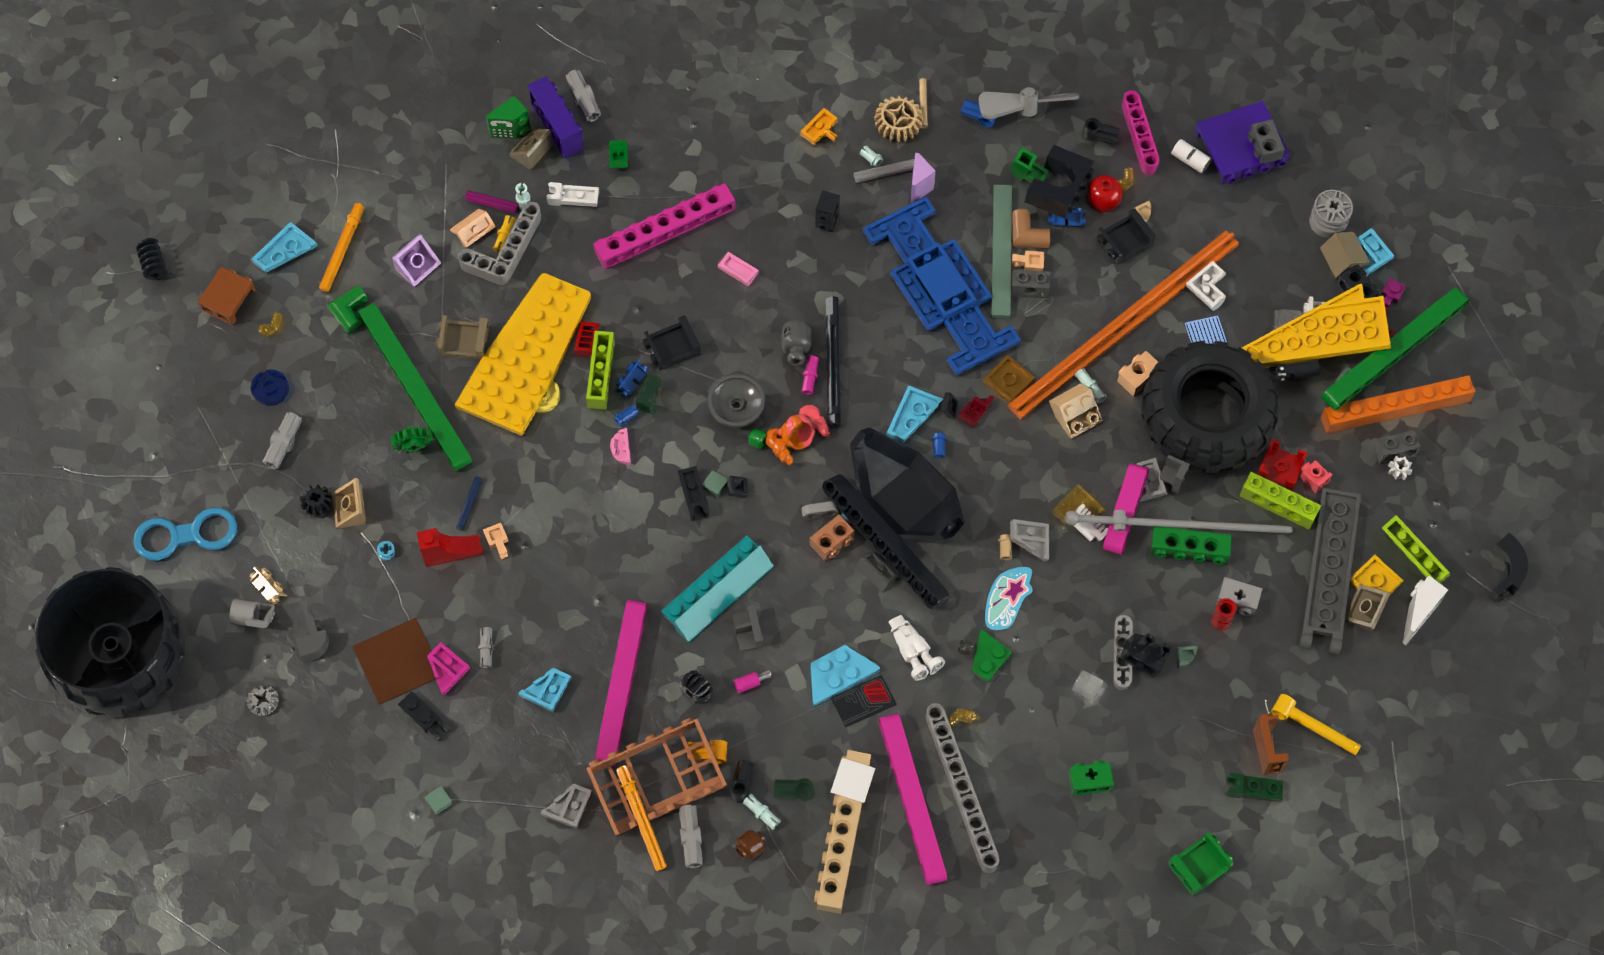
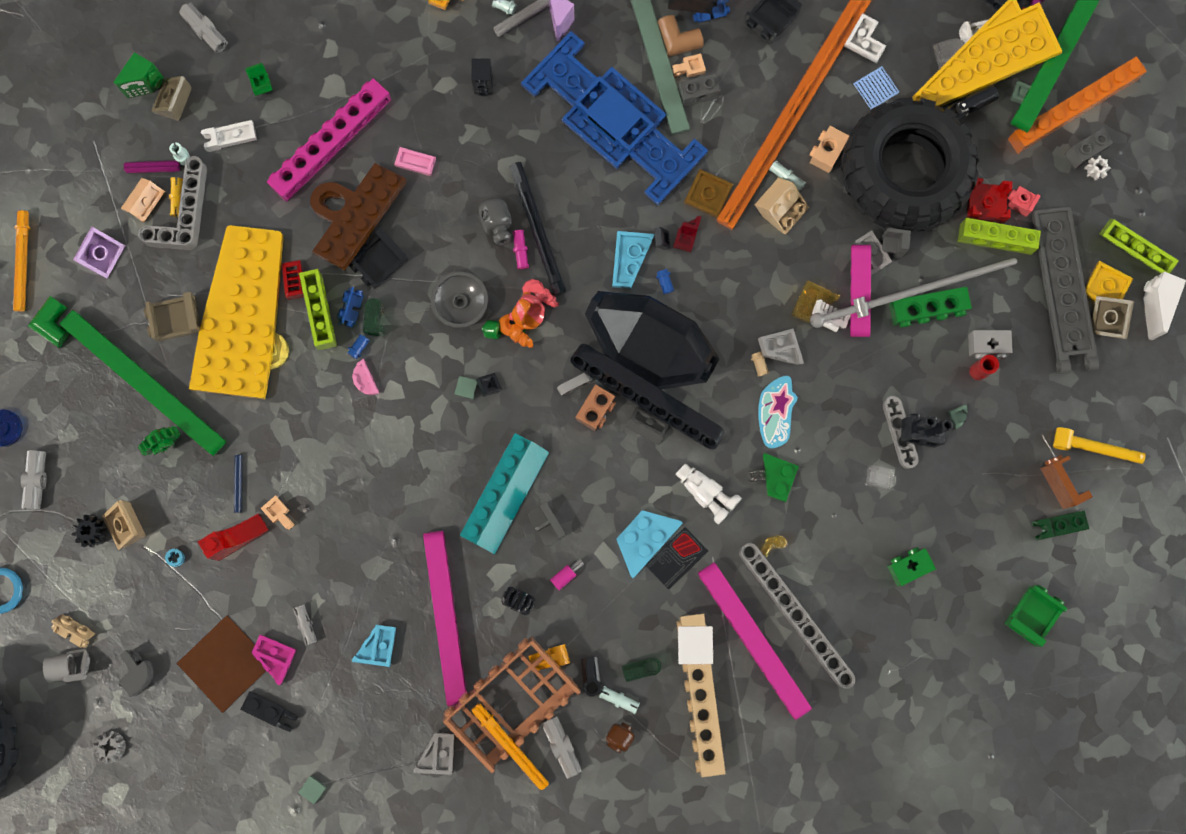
camera: 20 degrees left, 15 degrees up
(556, 117) = (183, 59): dark purple brick -> none
(668, 299) = (359, 215): none -> reddish brown plate
(693, 492) = (448, 403): black plate -> none

